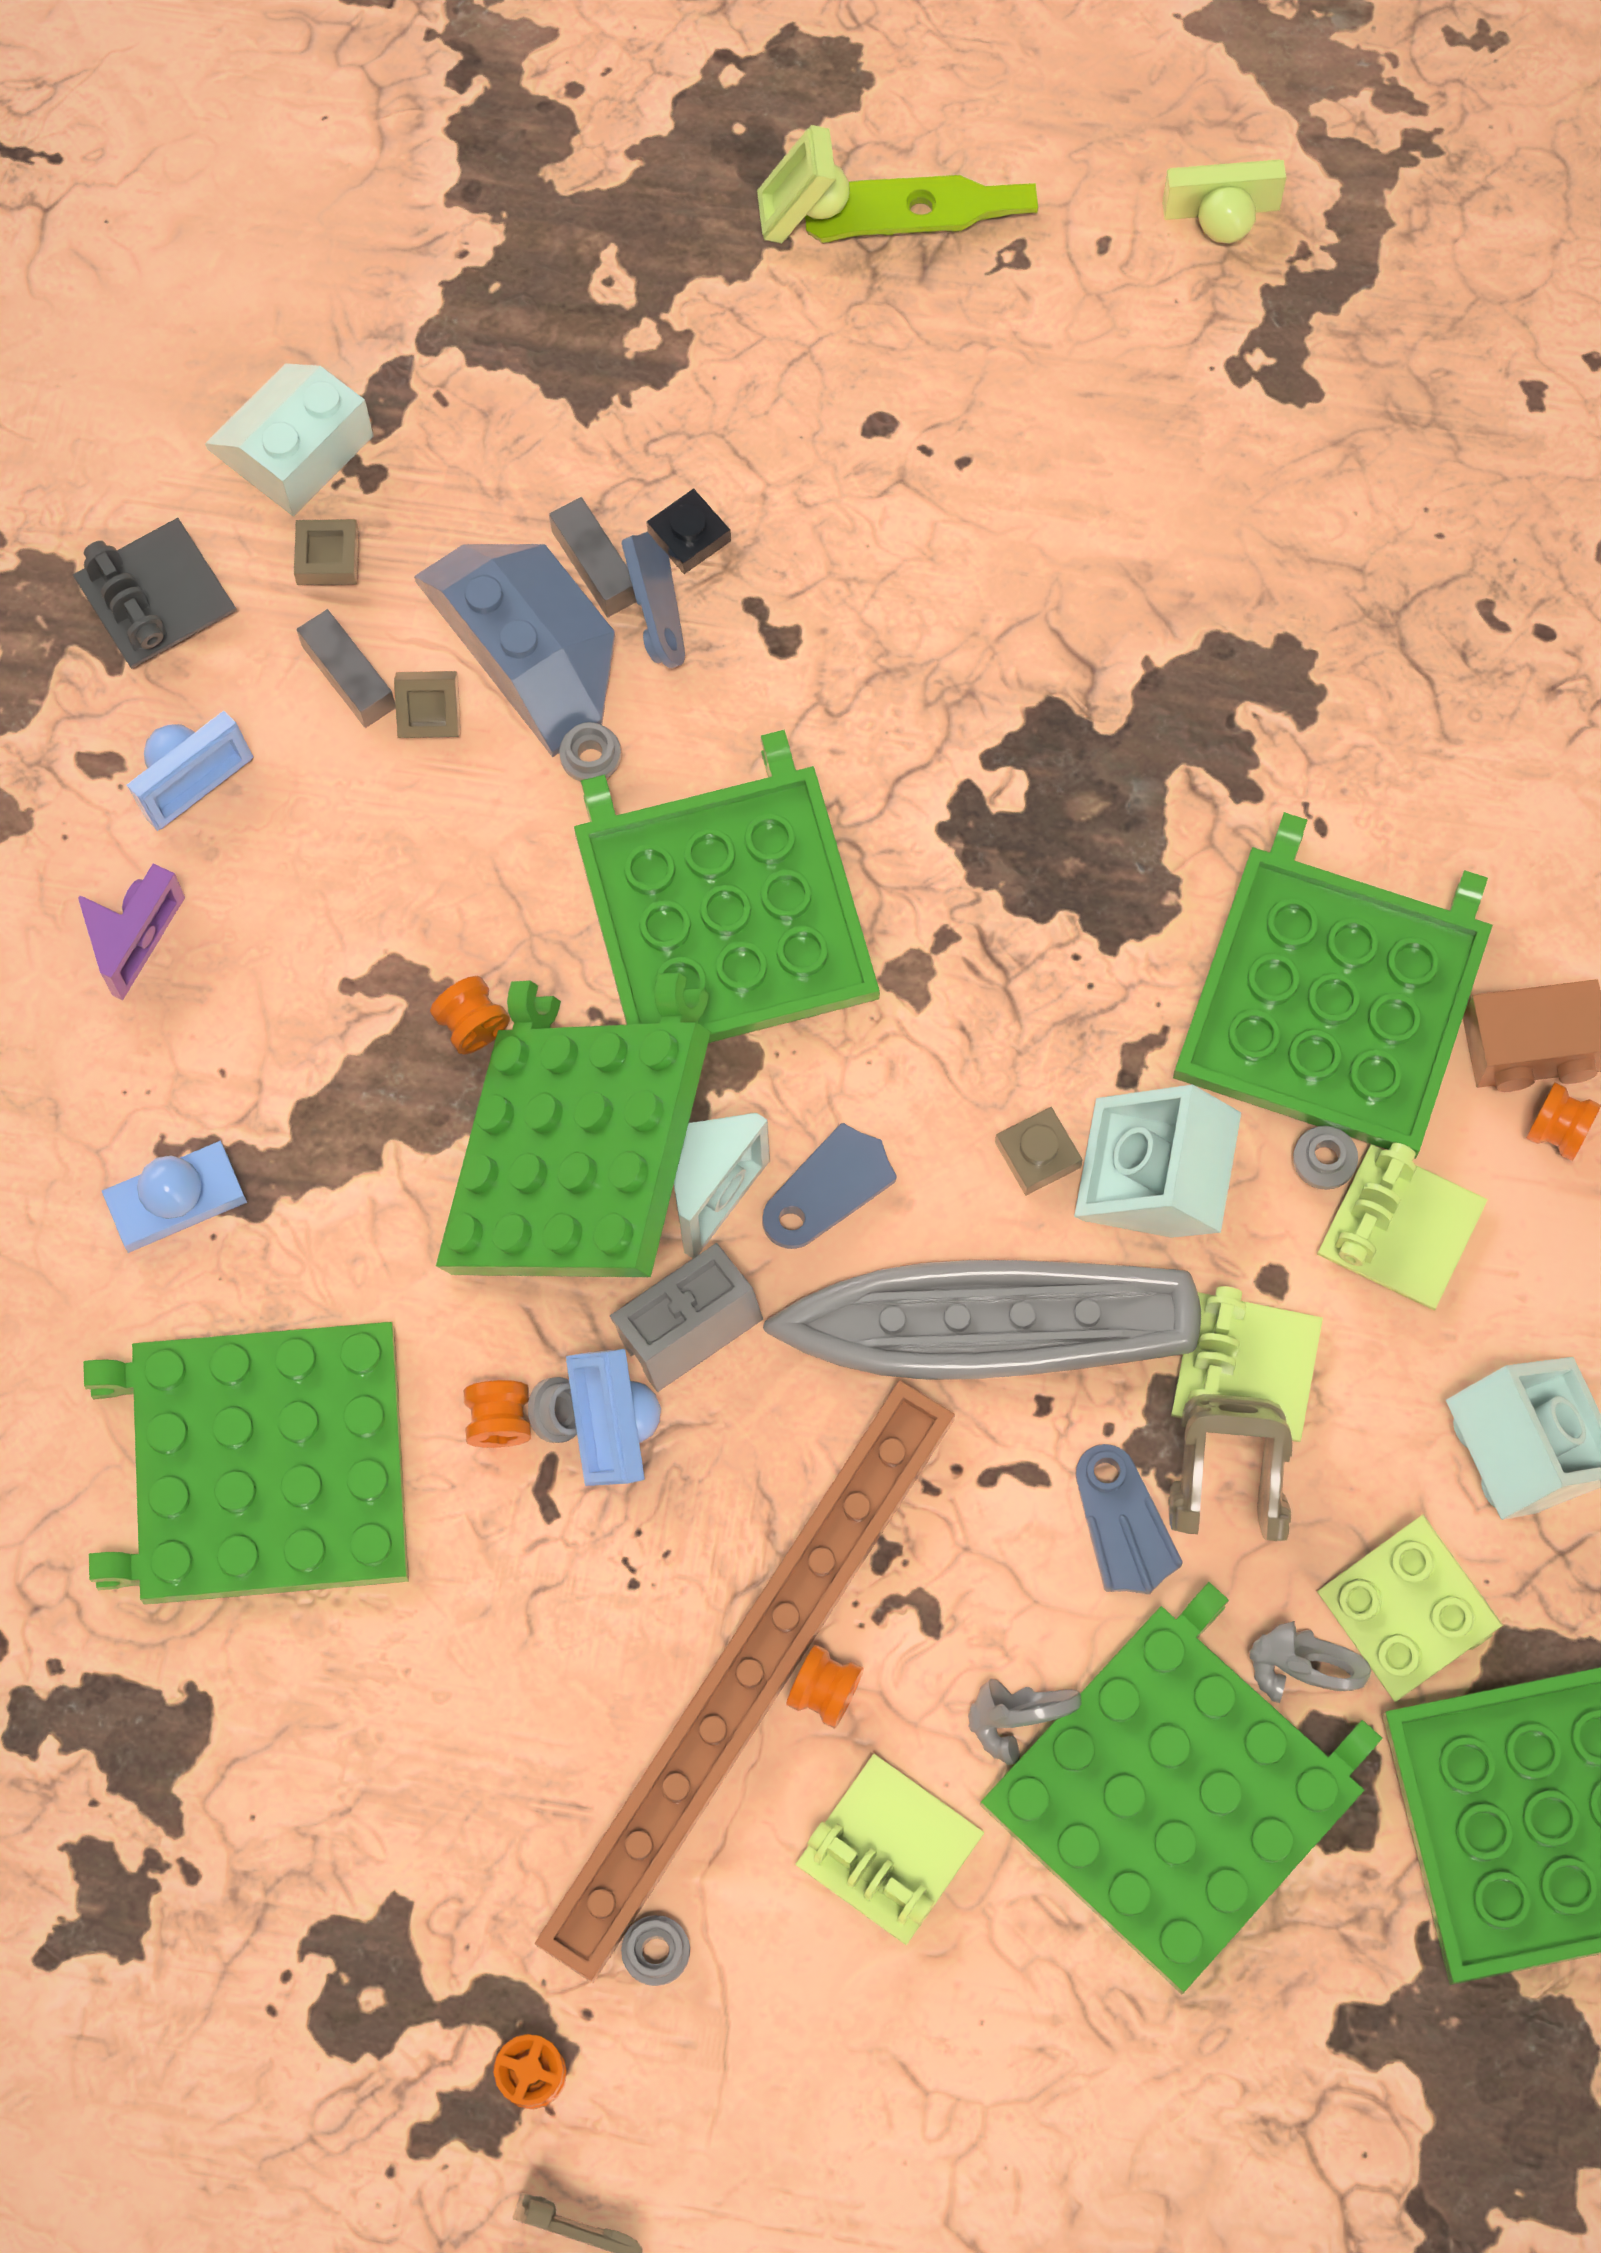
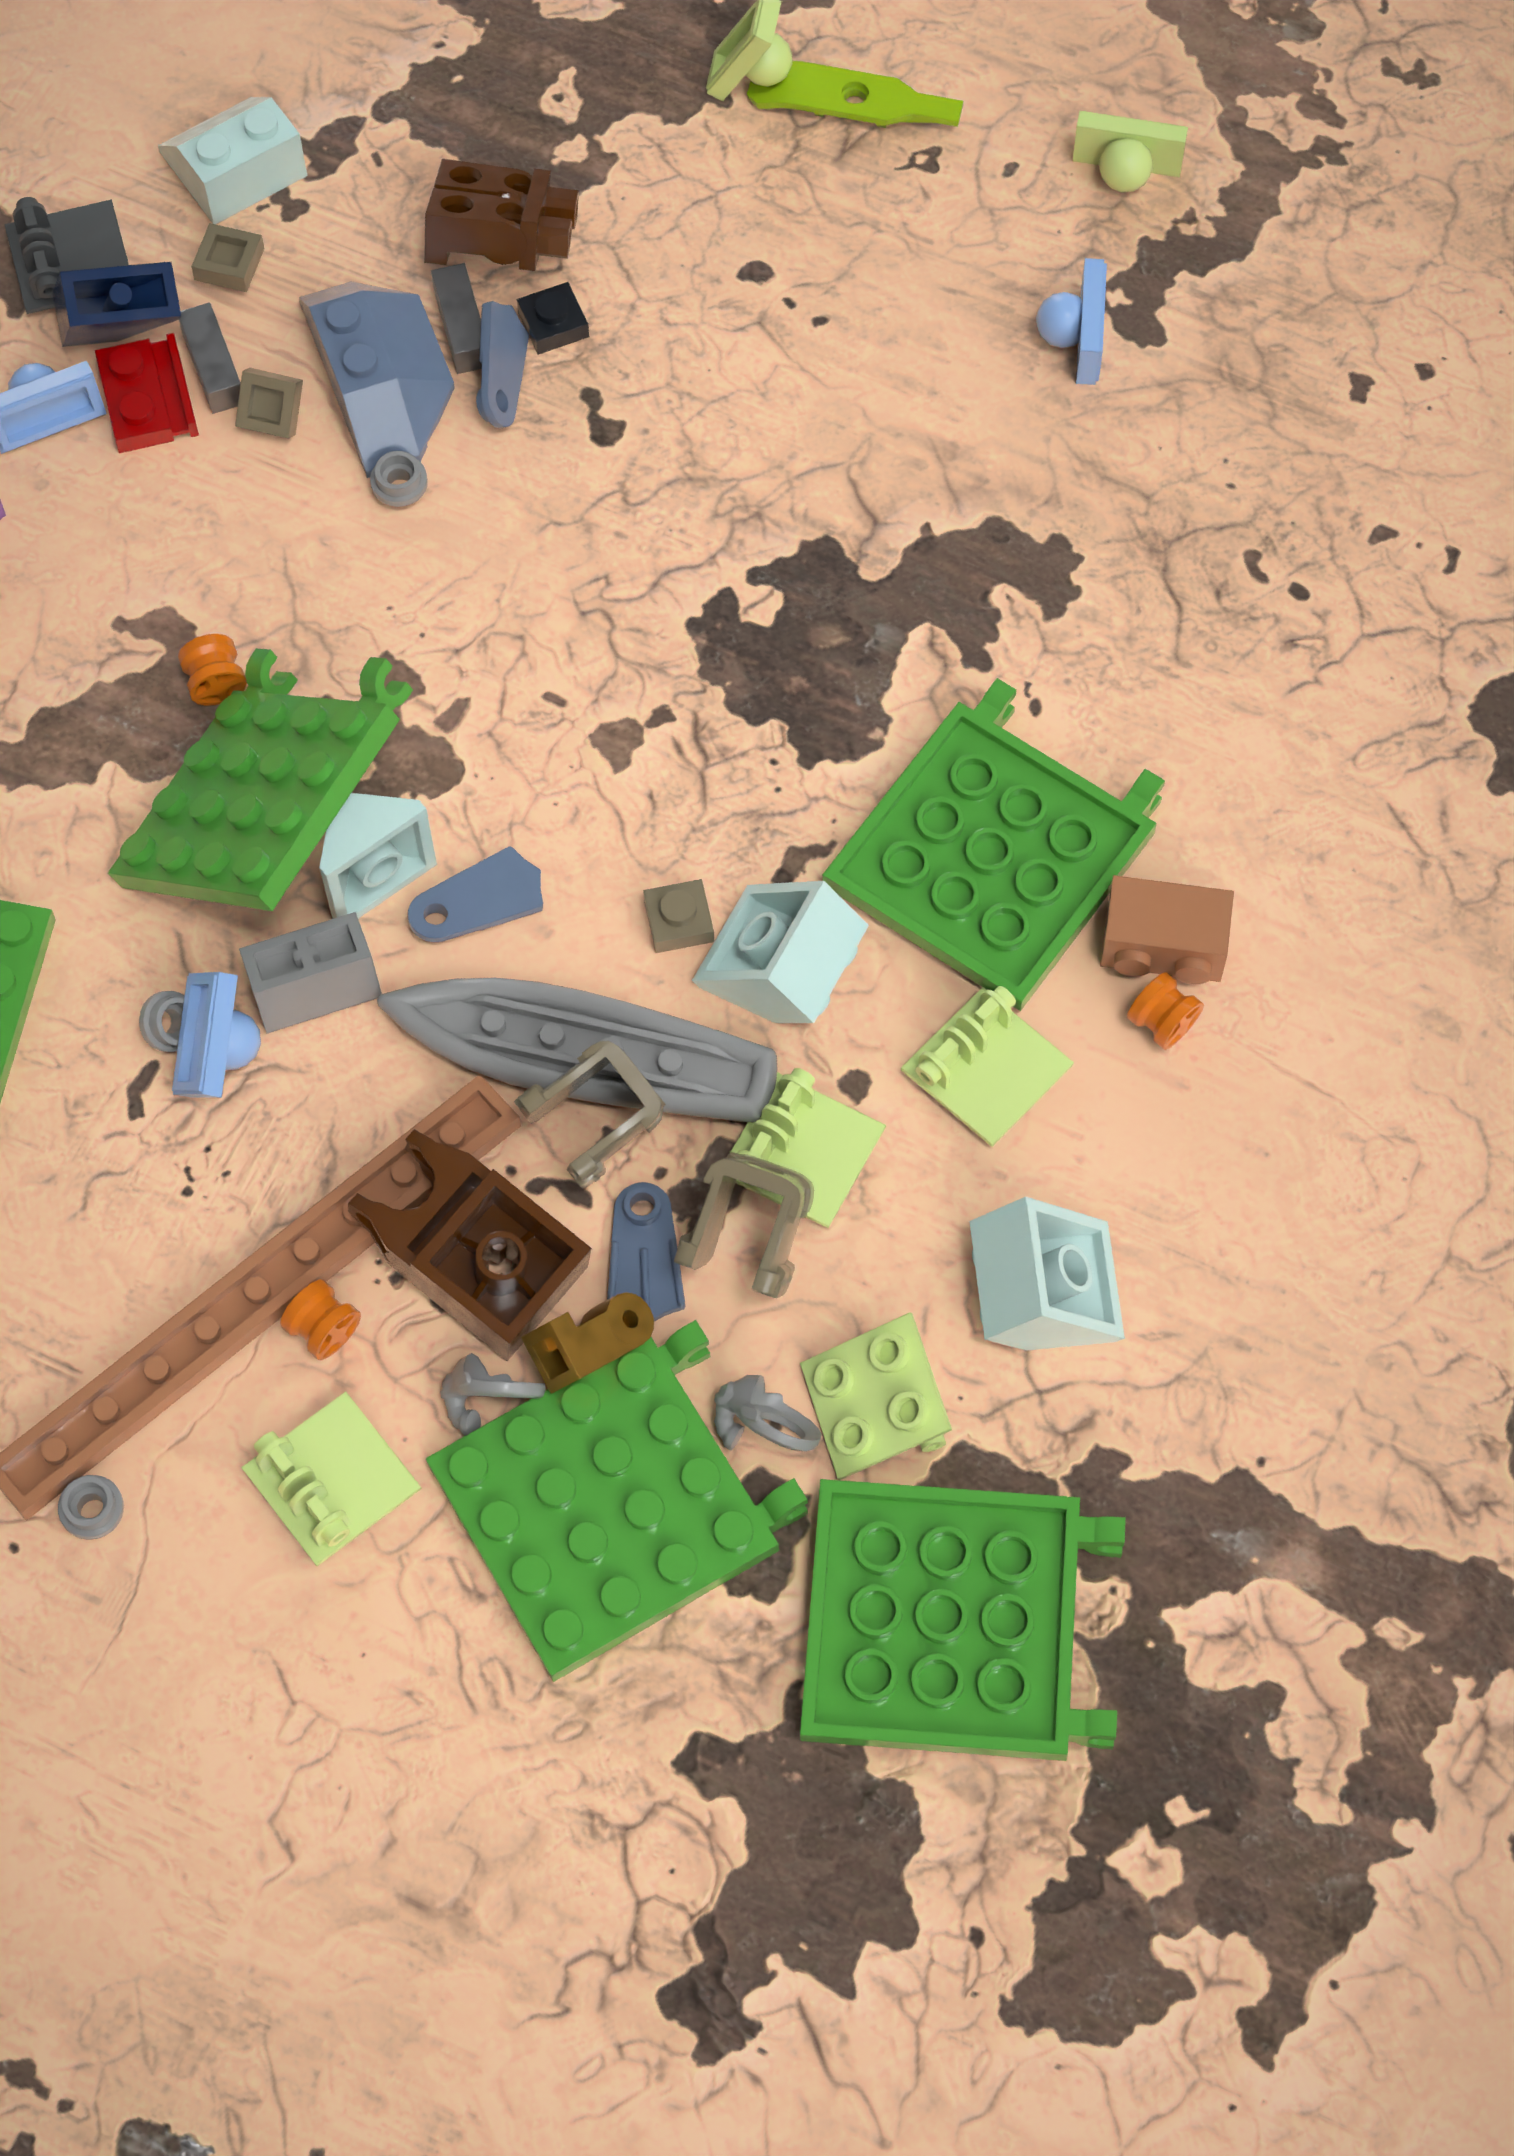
camera: 15 degrees right, 5 degrees down
(229, 636) = (114, 302): none -> dark blue slope
(289, 724) = (146, 393): none -> red plate
(497, 1414) = (113, 1010): orange wheel -> none
(602, 435) = (498, 215): none -> reddish brown hips
(733, 896) = (477, 631): bright green plate -> none
(938, 1563) = (463, 1225): none -> reddish brown brick
(1046, 1446) = (539, 1101): none -> dark tan piece
(1113, 1638) = (605, 1333): none -> pearl gold leg
(1237, 398) = (1073, 320): none -> light blue tile
(1320, 1174) = (935, 1003): light grey plate -> none

